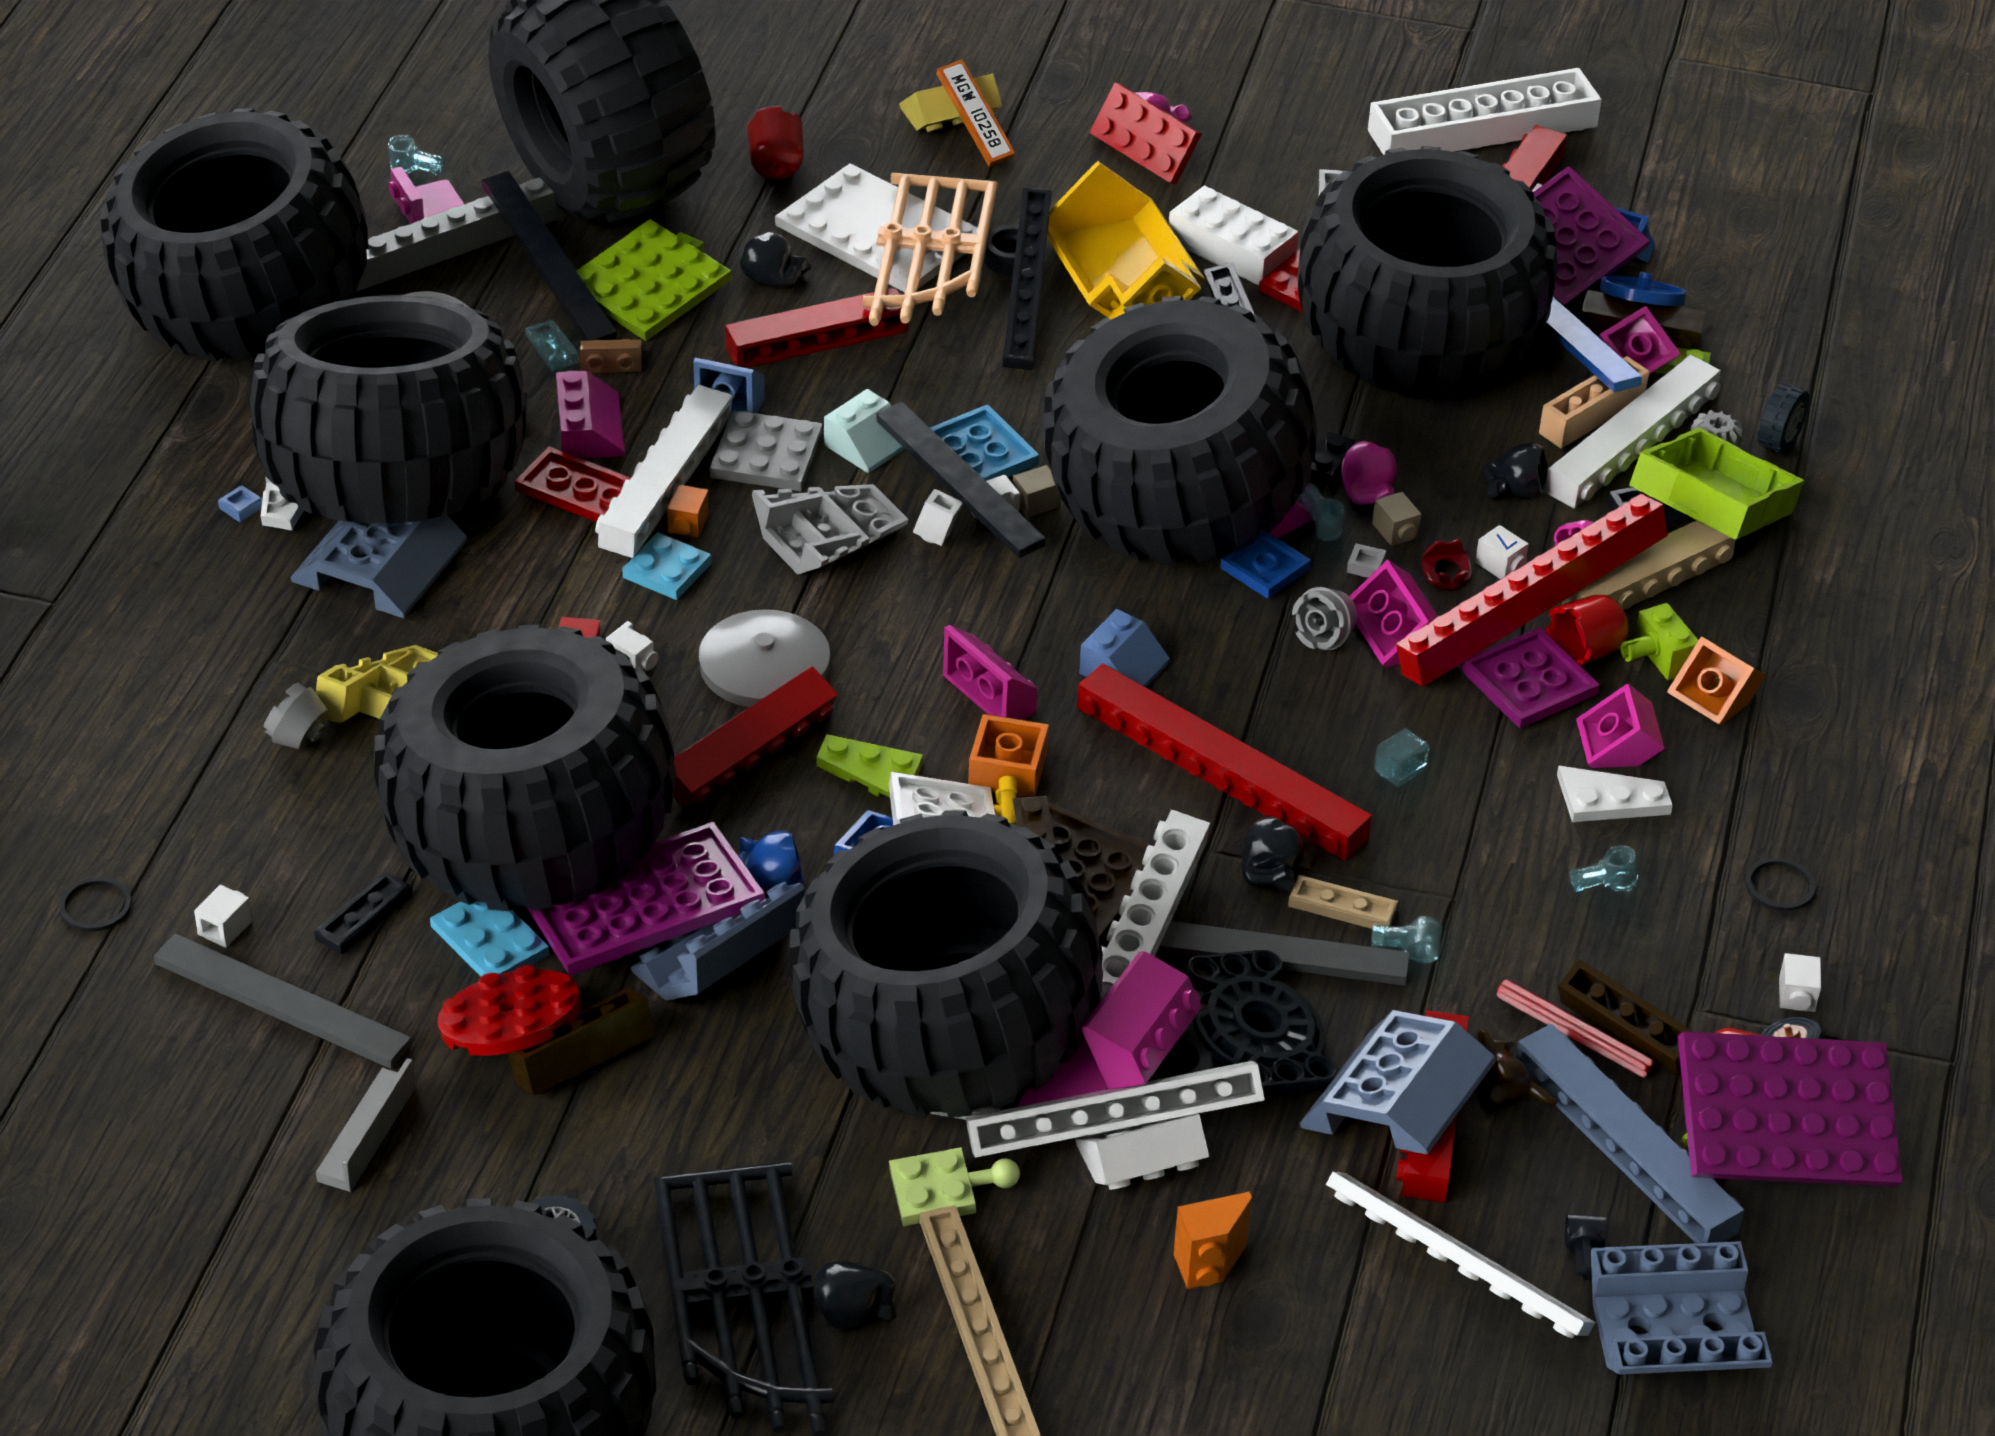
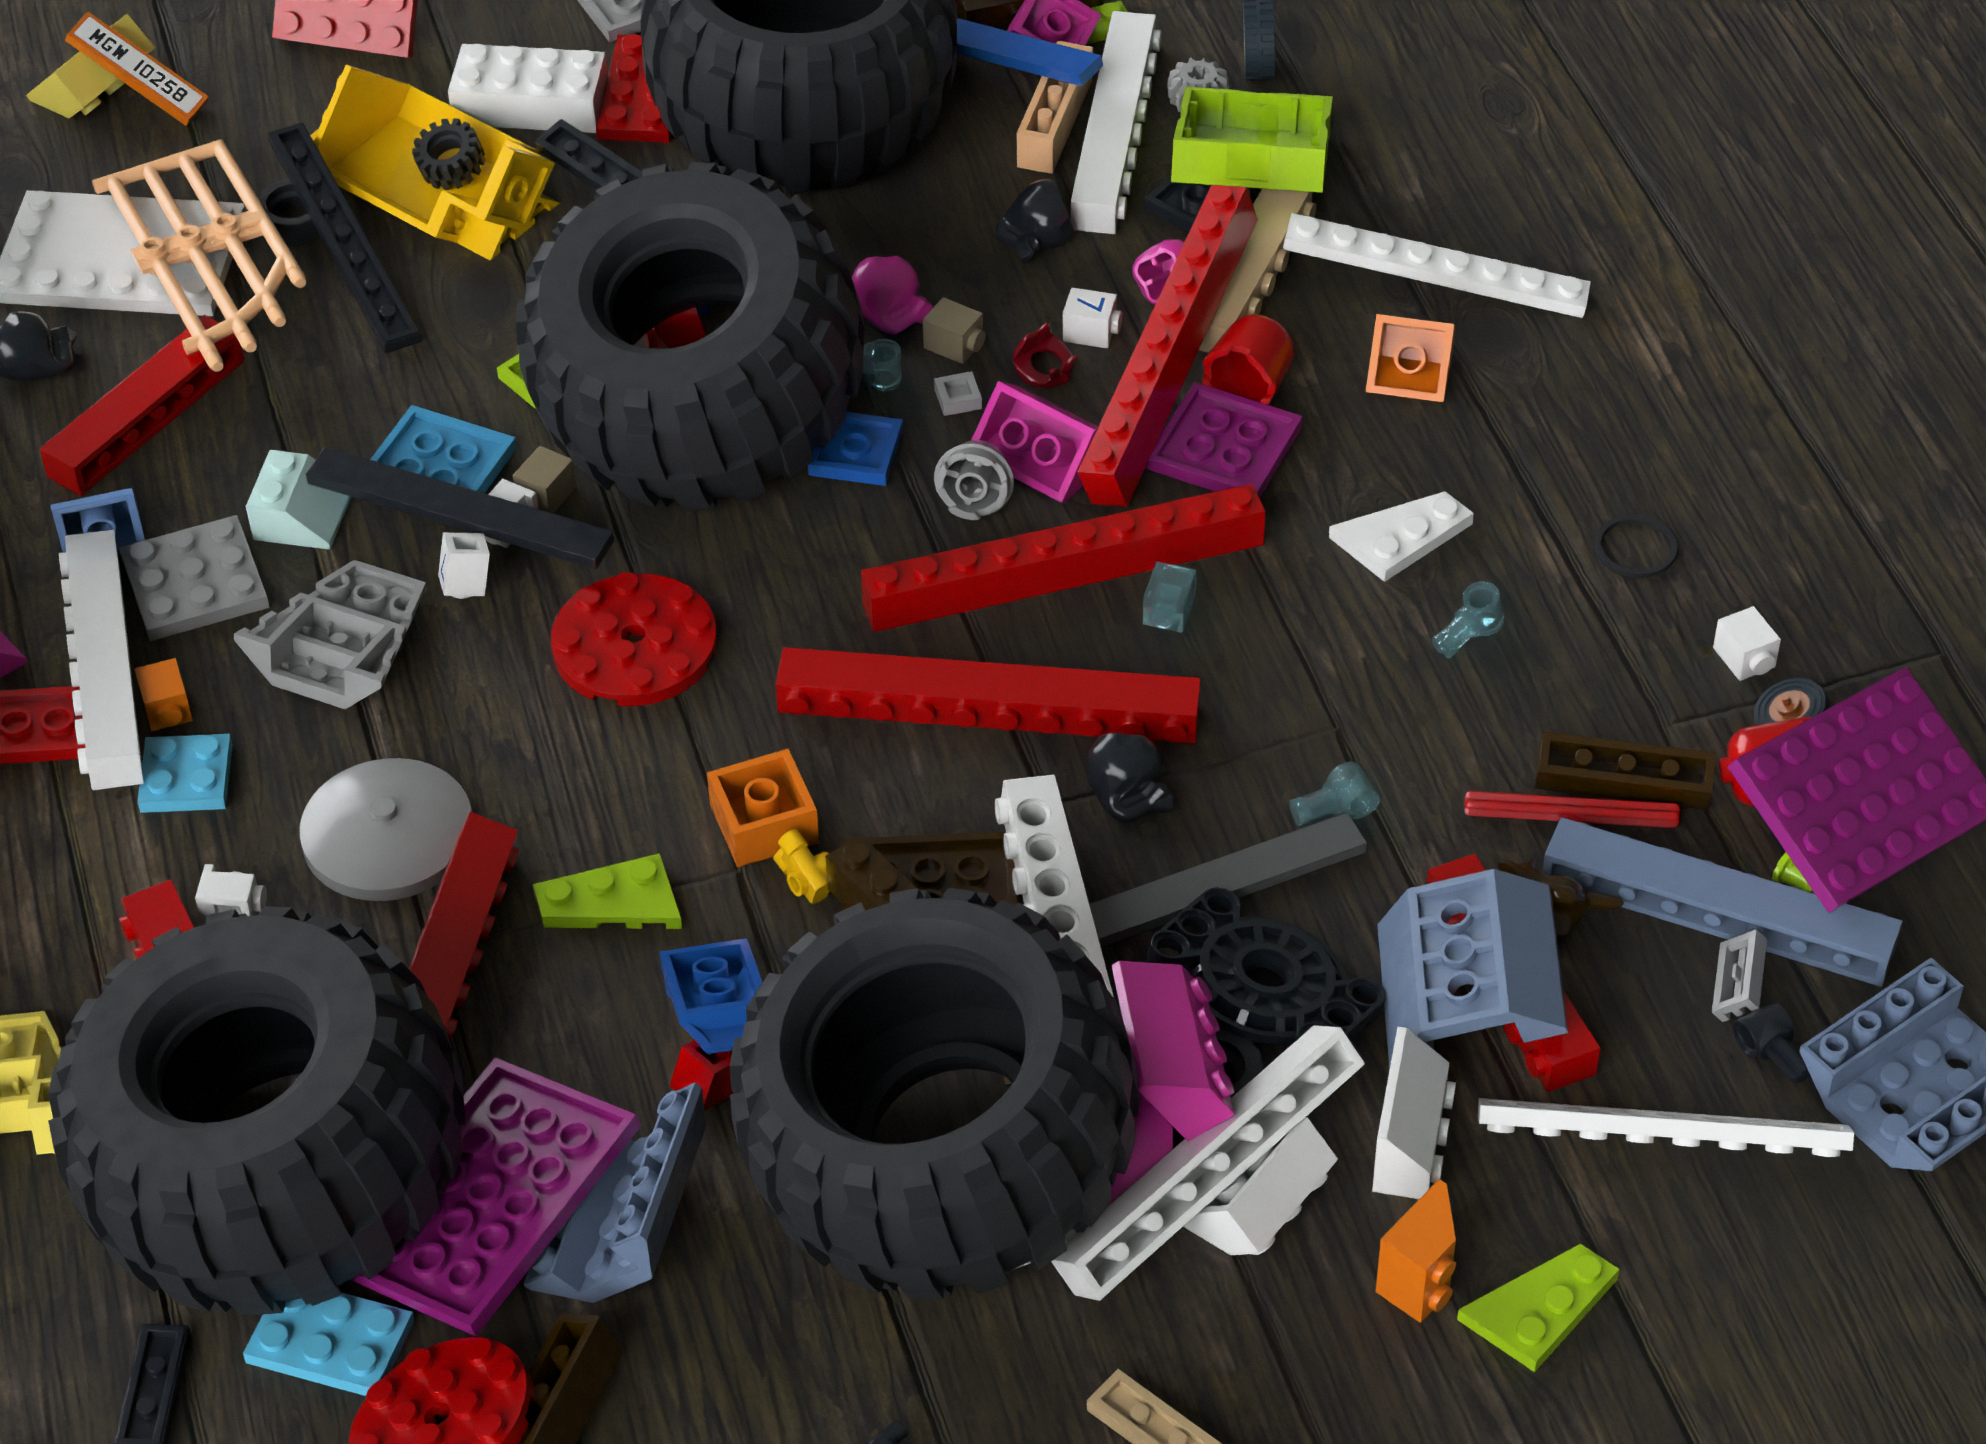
camera: 30 degrees left, 5 degrees up
(772, 859) = (598, 1067): blue piece -> none
(932, 797) = (743, 908): white plate -> none
(943, 1181) = (1074, 1353): yellowish green plate -> none
(986, 676) = (665, 728): dark pink slope -> none
(1048, 607) = (669, 659): none -> red plate
(1124, 646) = (788, 616): medium blue slope -> none
(1134, 244) = (440, 140): none -> black tyre
(1278, 1320) = (1541, 1306): none -> lime wing
(1280, 1153) = (1412, 1119): none -> white slope
(1342, 903) = (1234, 793): tan tile -> none
(1348, 697) = (1062, 557): none -> red brick
(1599, 1188) = (1745, 973): none -> light grey tile
(1620, 730) = (1361, 457): dark pink slope -> none
(1662, 638) = (1329, 337): lime brick -> none
(1789, 629) = (1437, 265): none -> white plate

